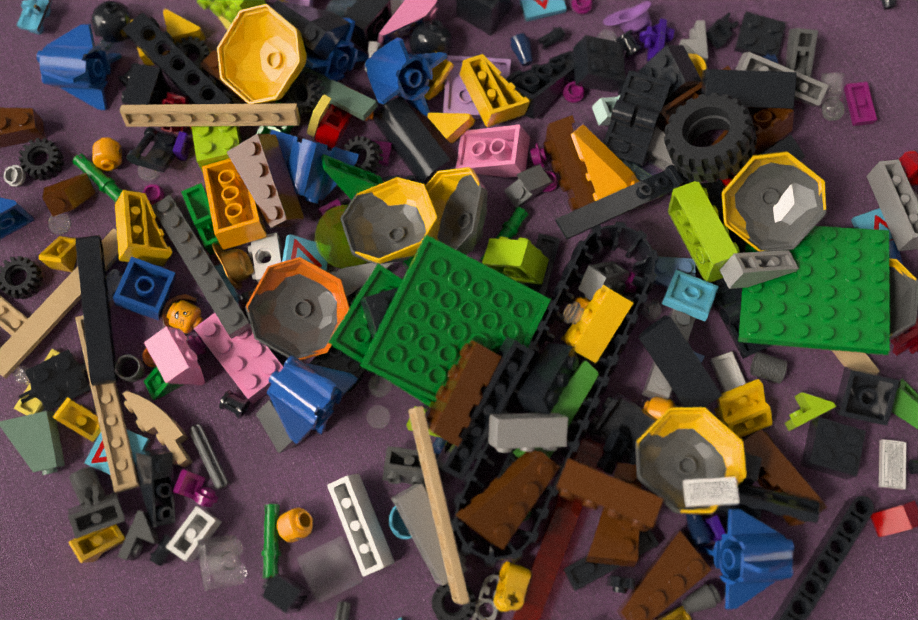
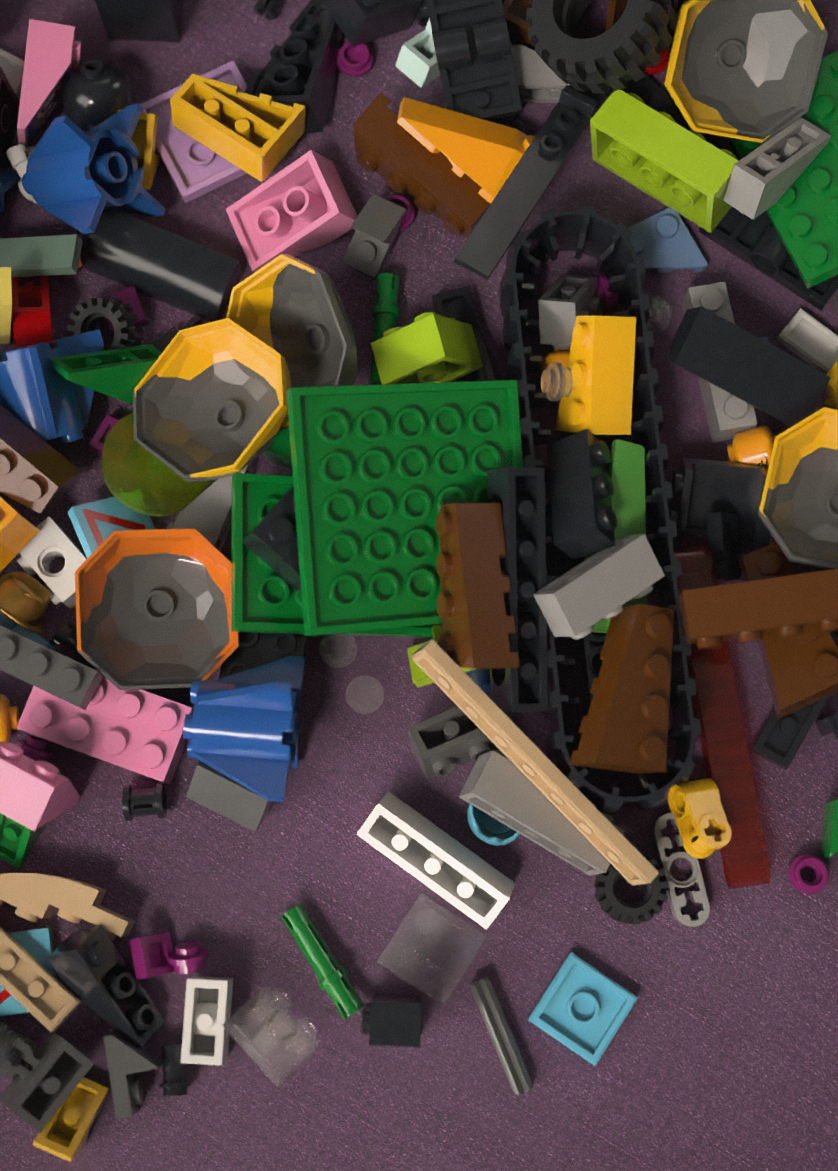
camera: 30 degrees left, 5 degrees up
(208, 456) = (154, 898): dark grey axle -> none
(294, 525) = (343, 917): light orange head -> none
(452, 124) = (207, 207): yellow slope -> none
(522, 48) = (240, 35): dark blue cone -> none
(538, 155) = (361, 181): magenta plate -> none
(639, 172) = (524, 124): clear light blue bar -> none
(690, 295) = (701, 261): medium azure tile -> none

